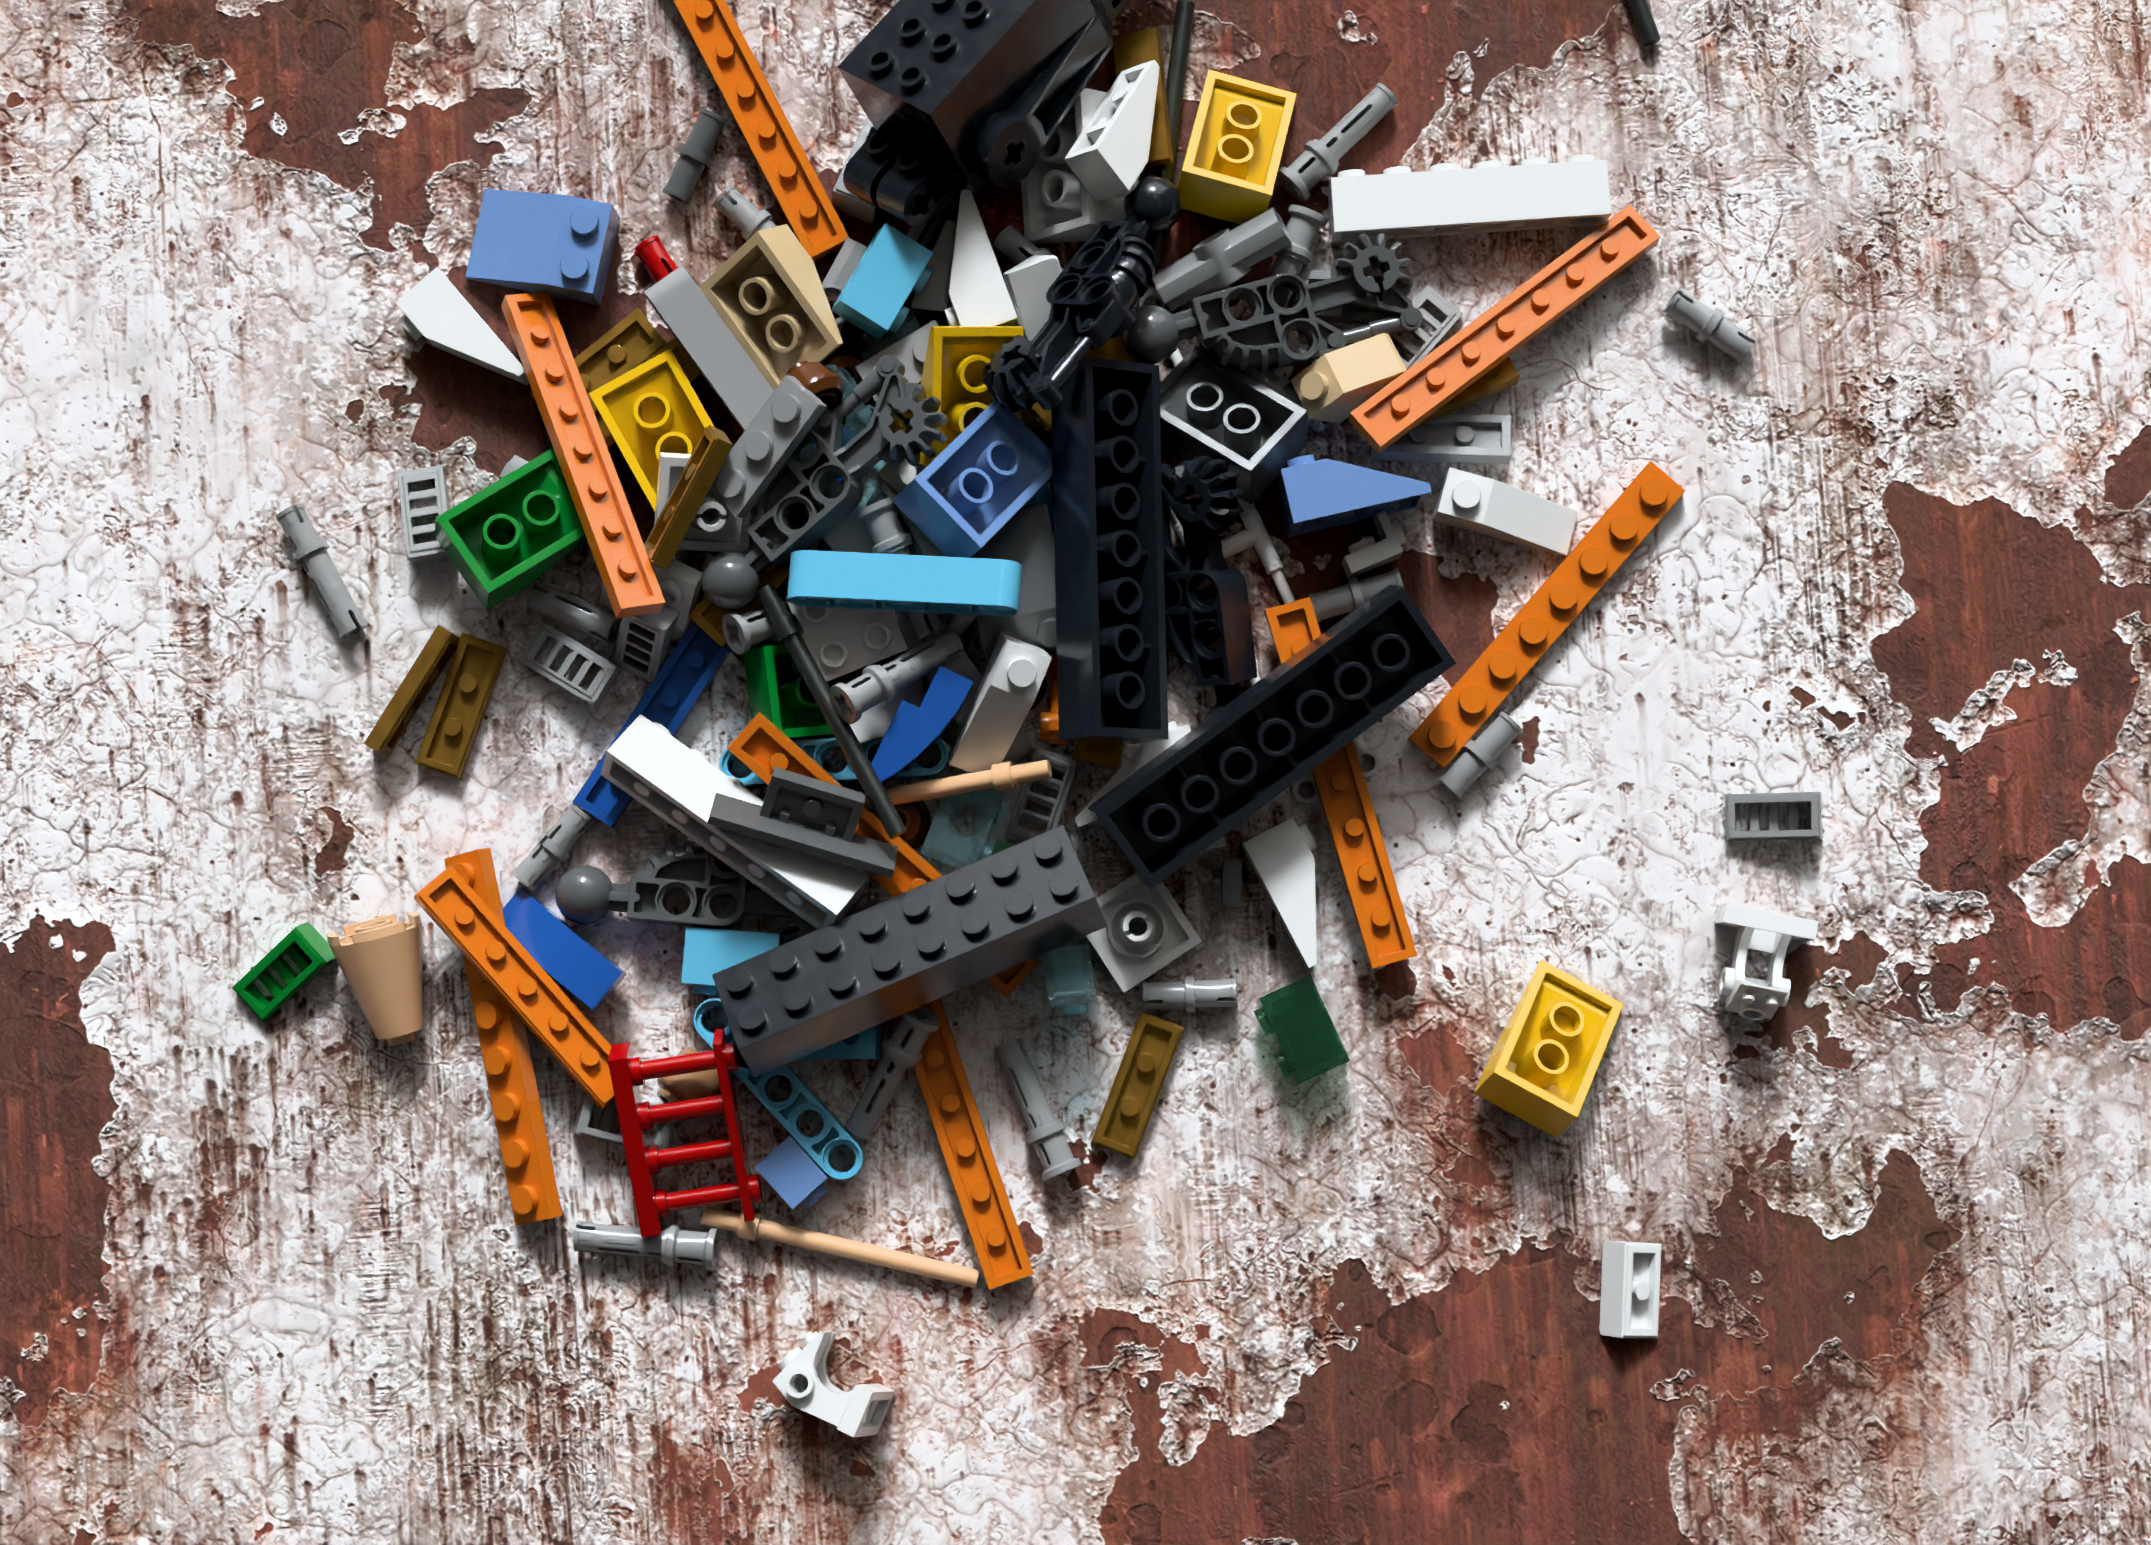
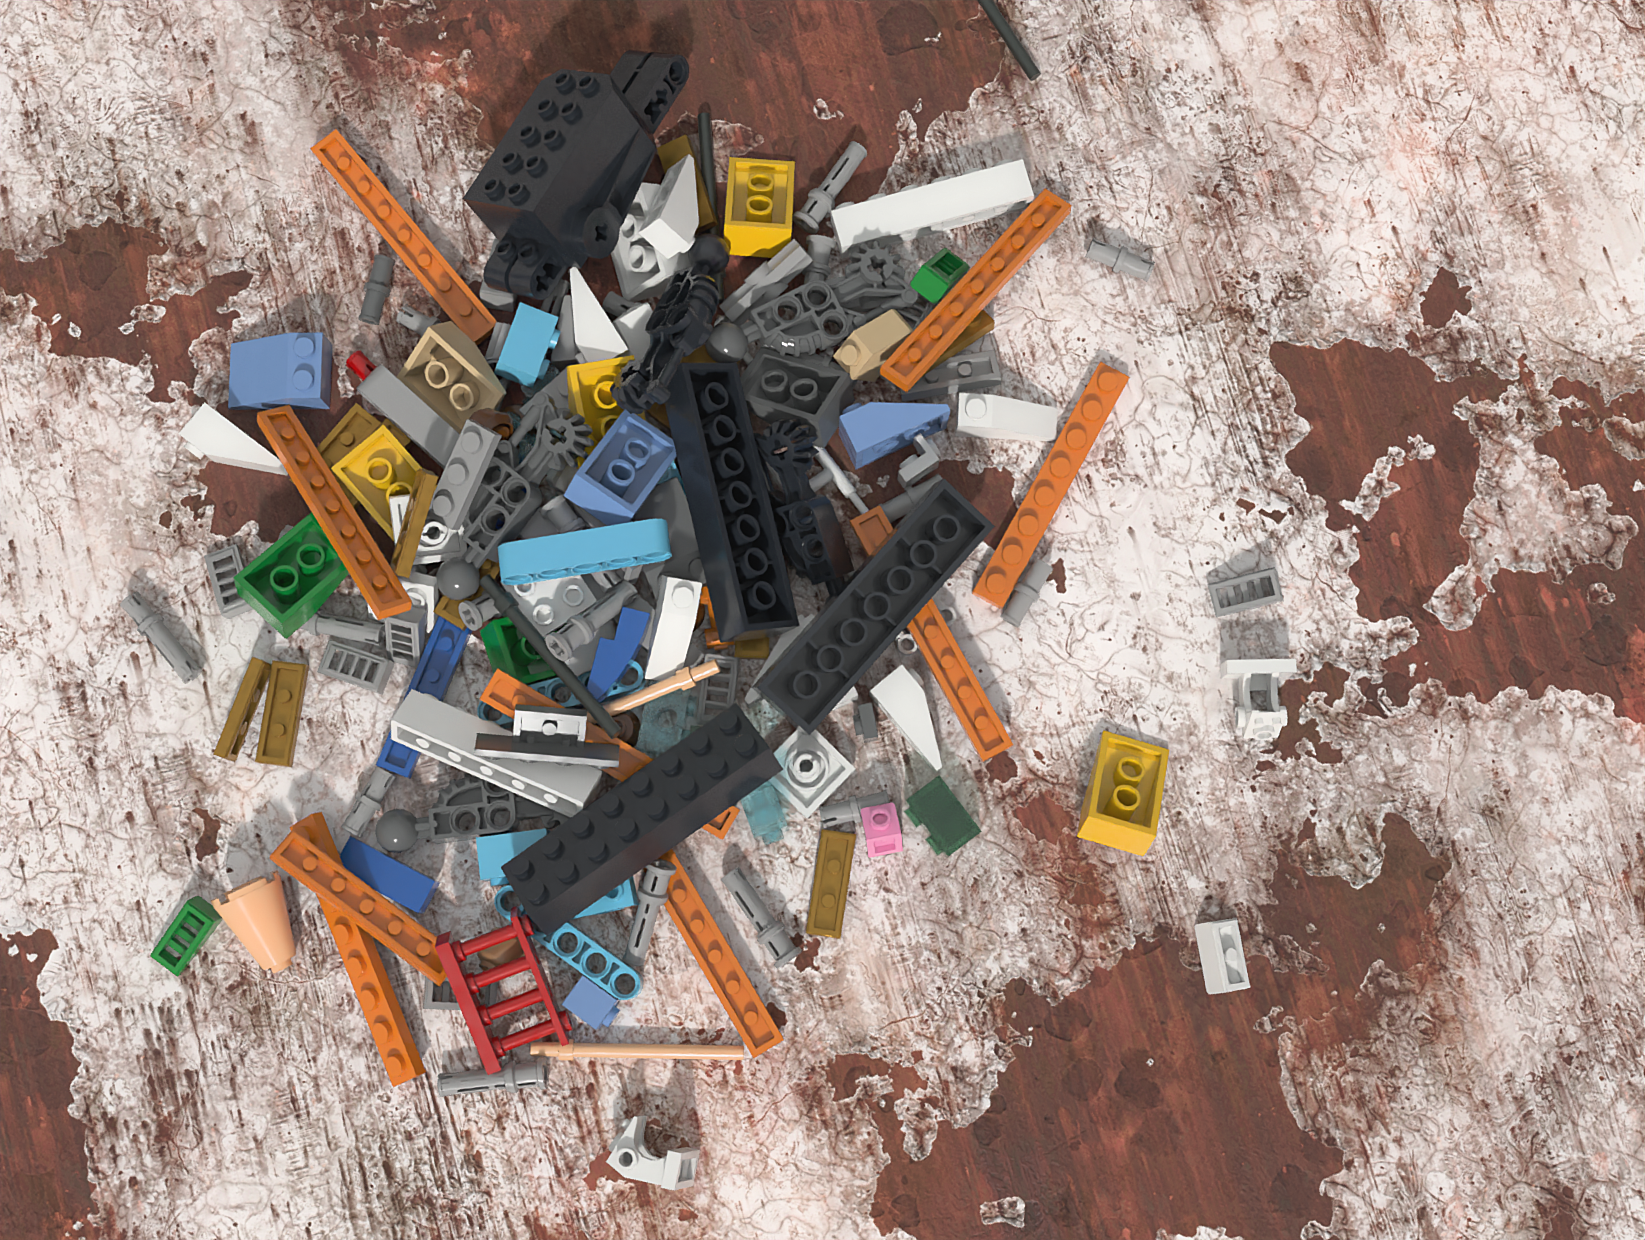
camera: 15 degrees left, 5 degrees down
(1219, 1029) = (881, 829): none -> bright pink bracket
(1456, 300) = (939, 275): none -> green slope

